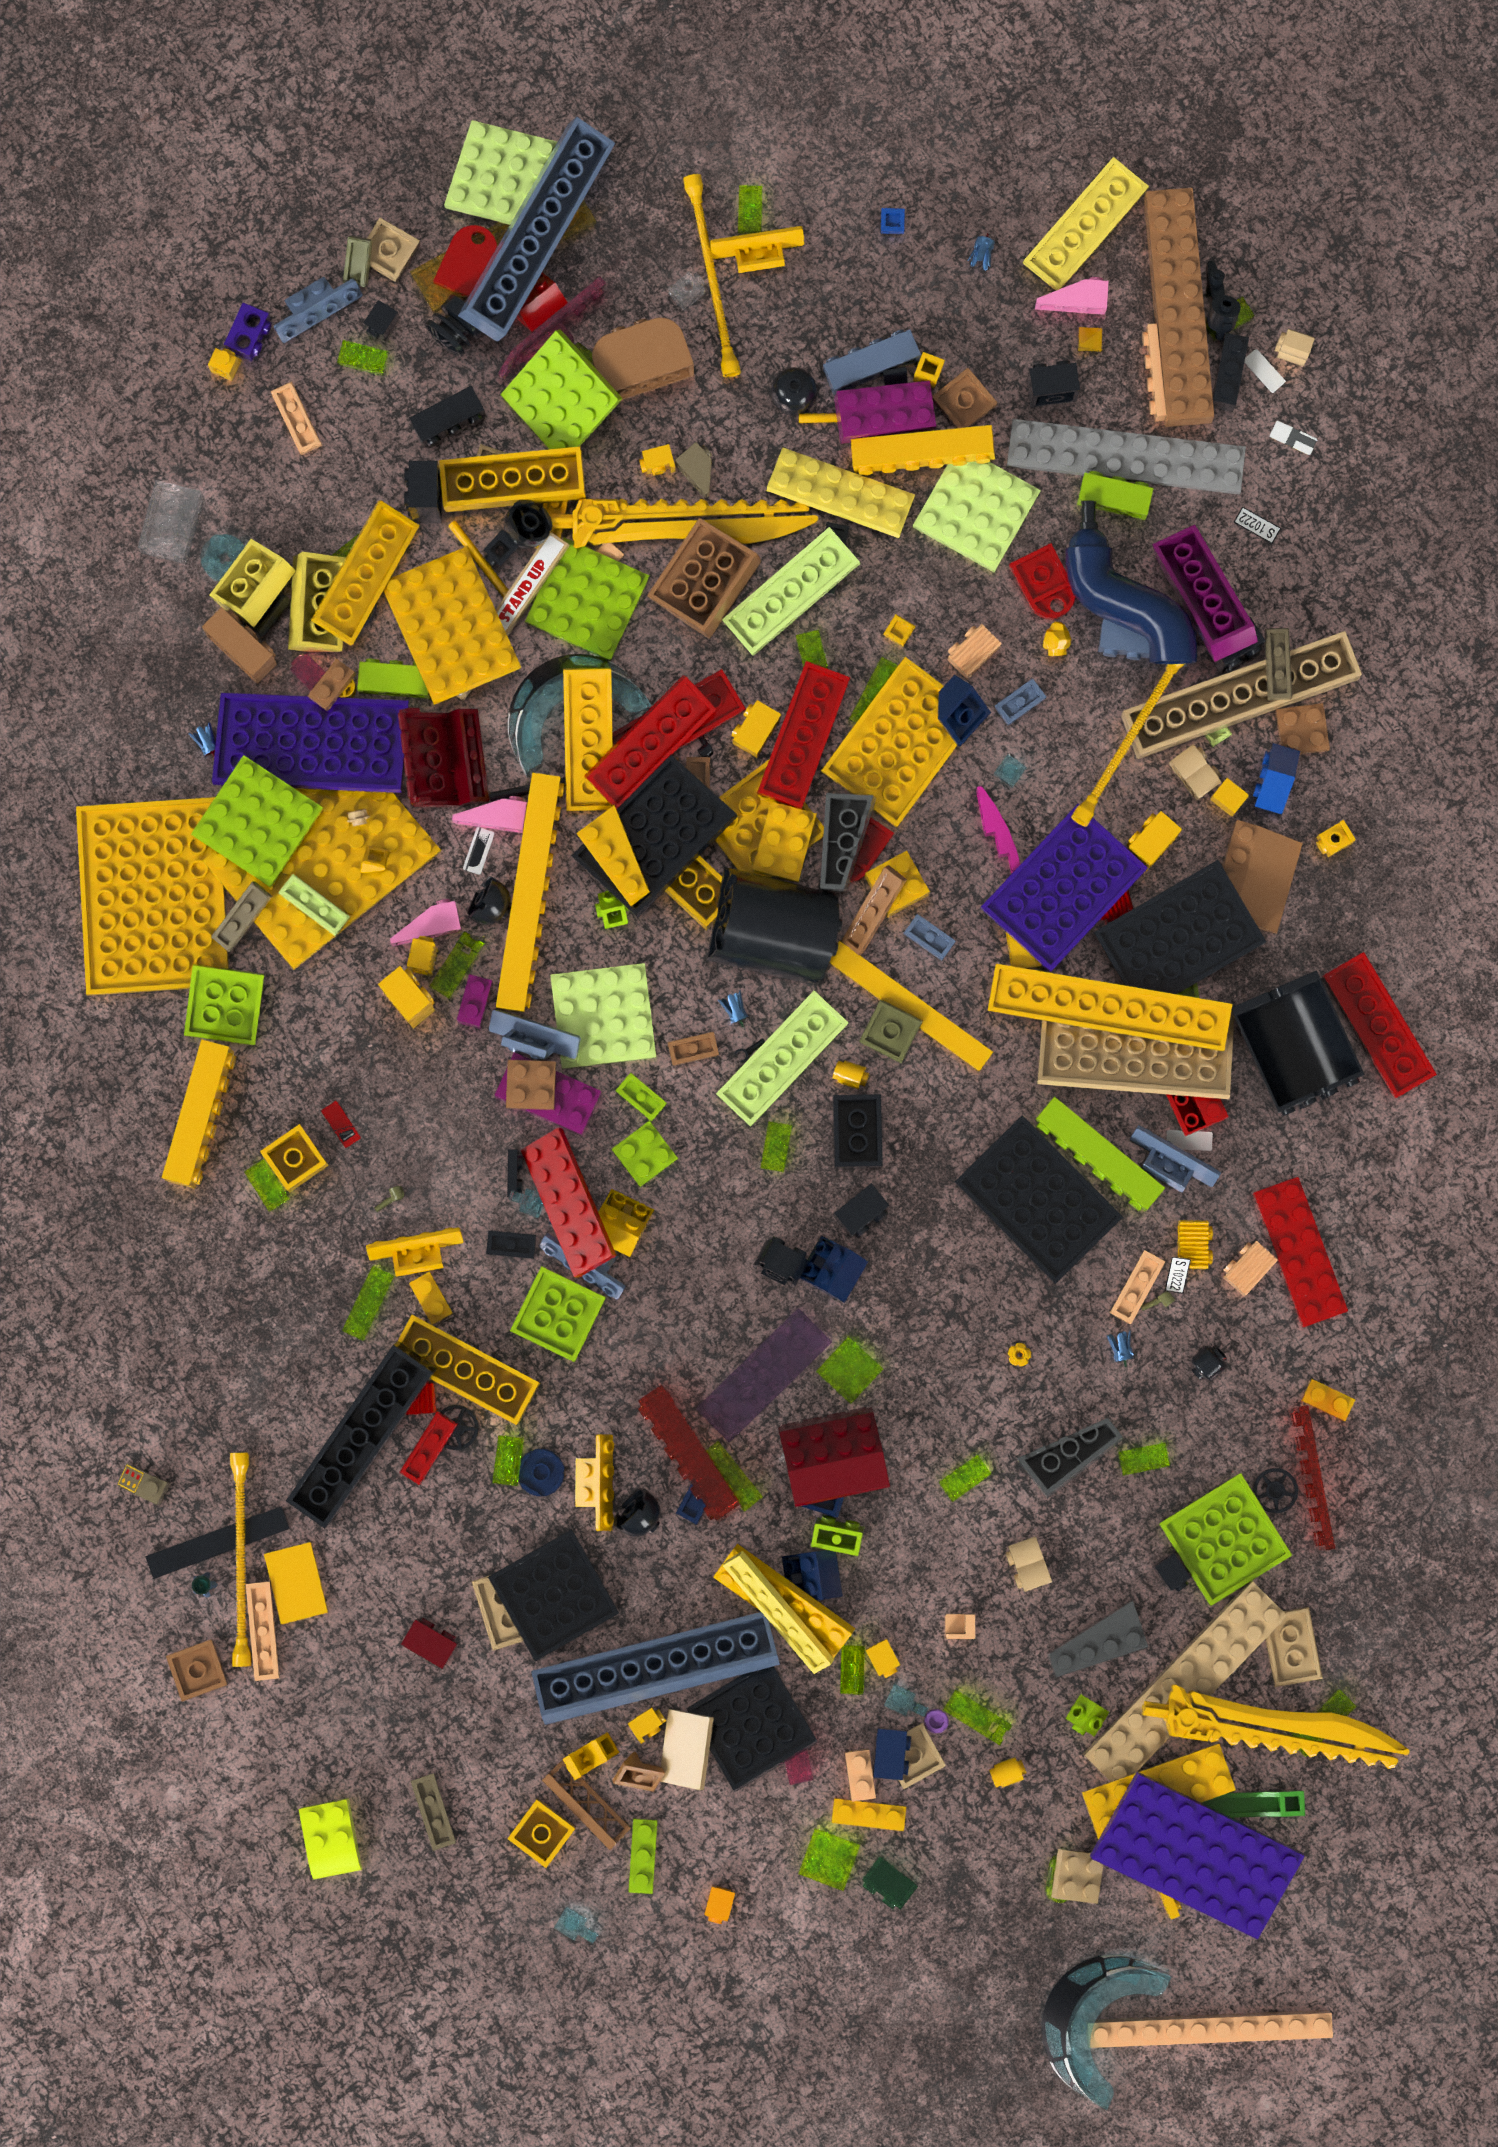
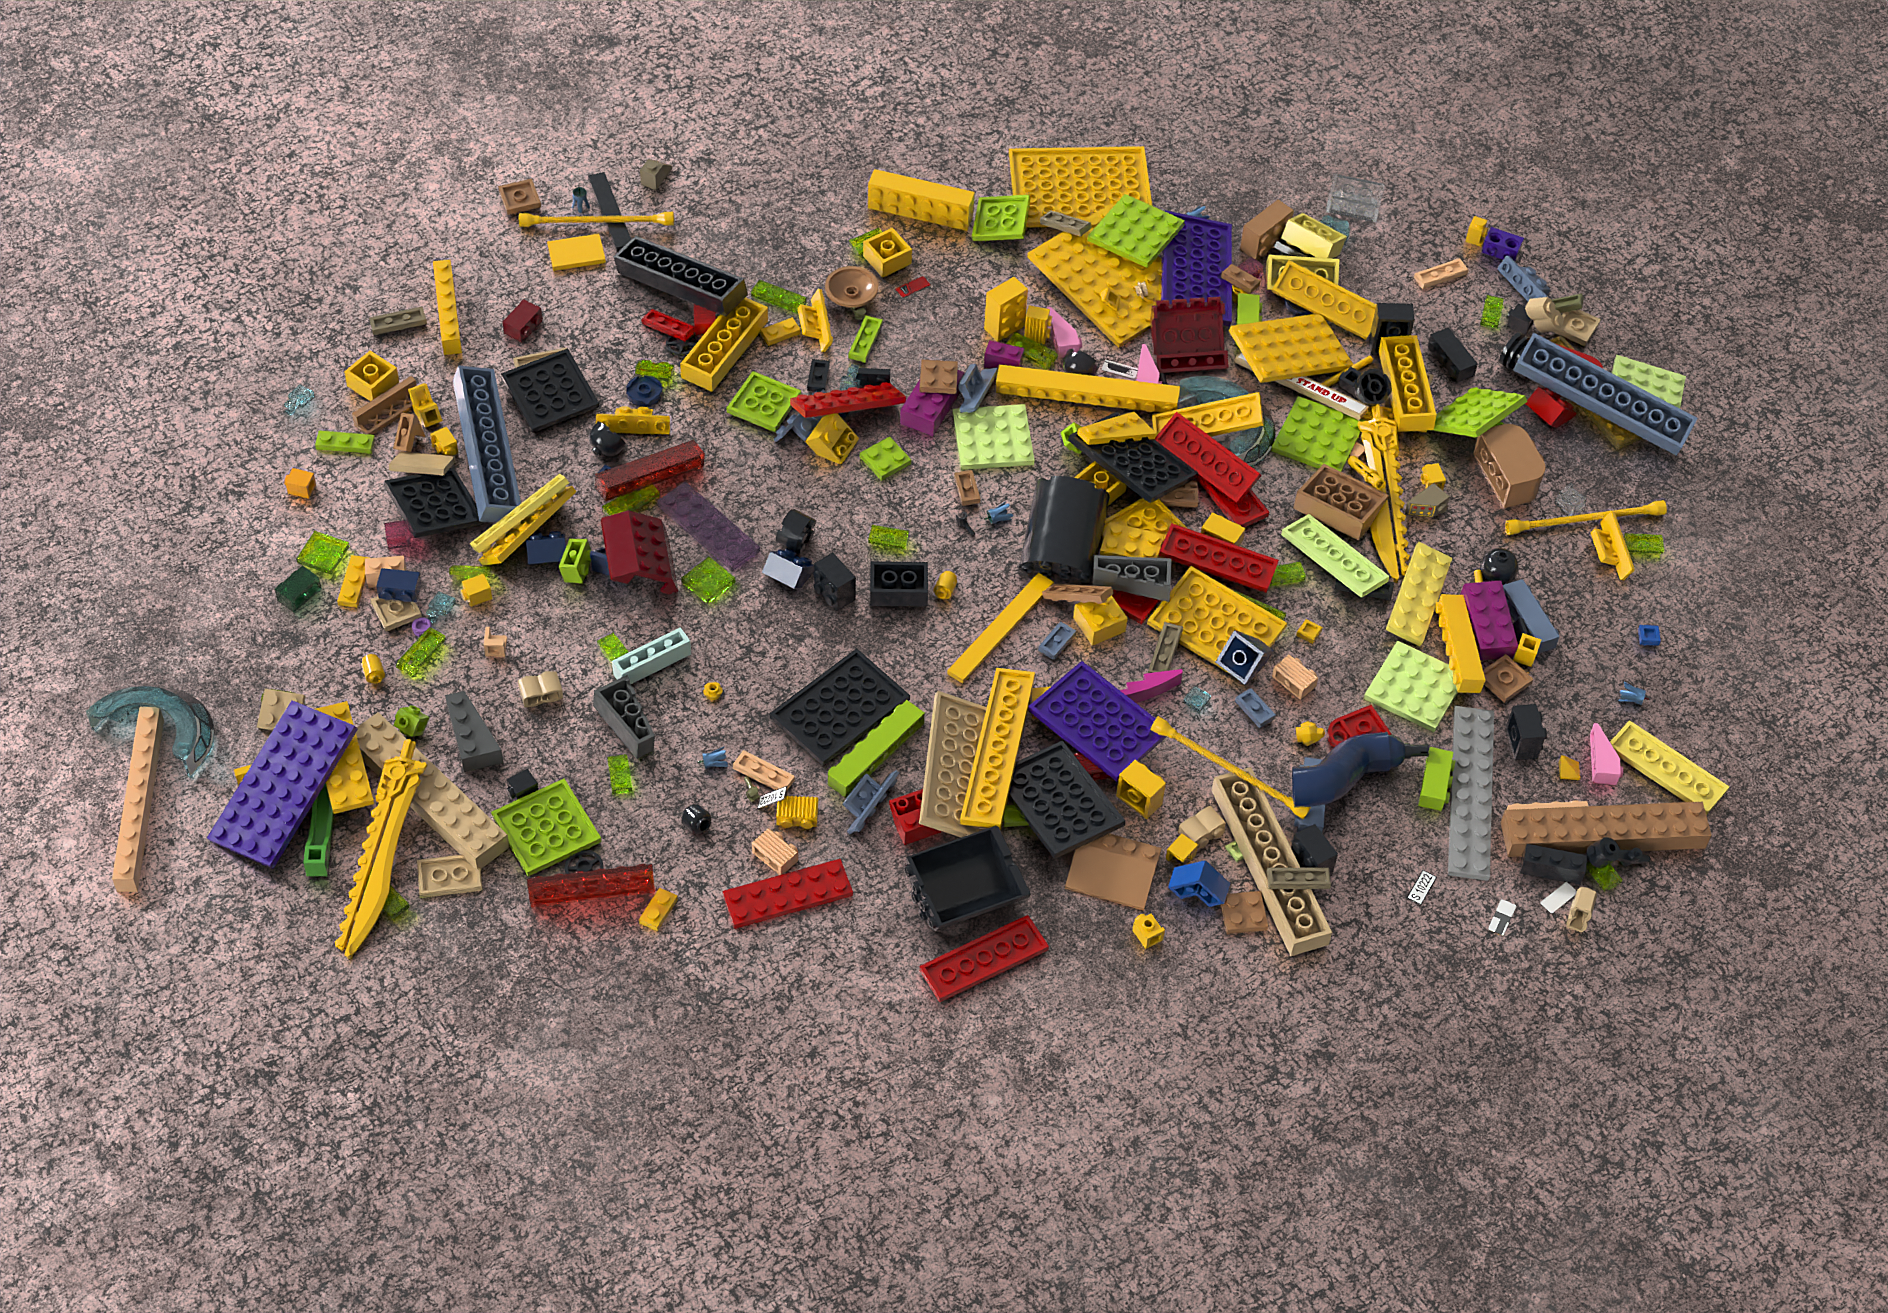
camera: 90 degrees right, 30 degrees down
(262, 1631) = (542, 231): light nougat plate -> none
(314, 905) = (1075, 262): yellowish green tile -> none
(330, 1838) = (387, 262): neon yellow brick -> none
(347, 1193) = (851, 286): none -> medium nougat dish
(389, 290) = (1544, 314): none -> tan brick
(410, 1747) = (447, 307): none -> yellow brick
(444, 1184) = (865, 339): none -> lime plate
(531, 344) = (1531, 416): clear pink piece -> none
(641, 1097) = (929, 455): lime plate -> none
(666, 538) = (1376, 481): none -> yellow pin
(705, 750) = (1205, 505): black hand -> none
(782, 1058) = (959, 543): yellowish green plate -> none
(891, 1031) = (980, 612): olive tile -> none
(942, 806) = (1166, 648): none -> dark tan tile
(982, 1431) = (652, 656): none -> light aqua brick
(1195, 1141) = (886, 820): white sticker -> none
(1205, 593) = (1355, 821): magenta brick -> none

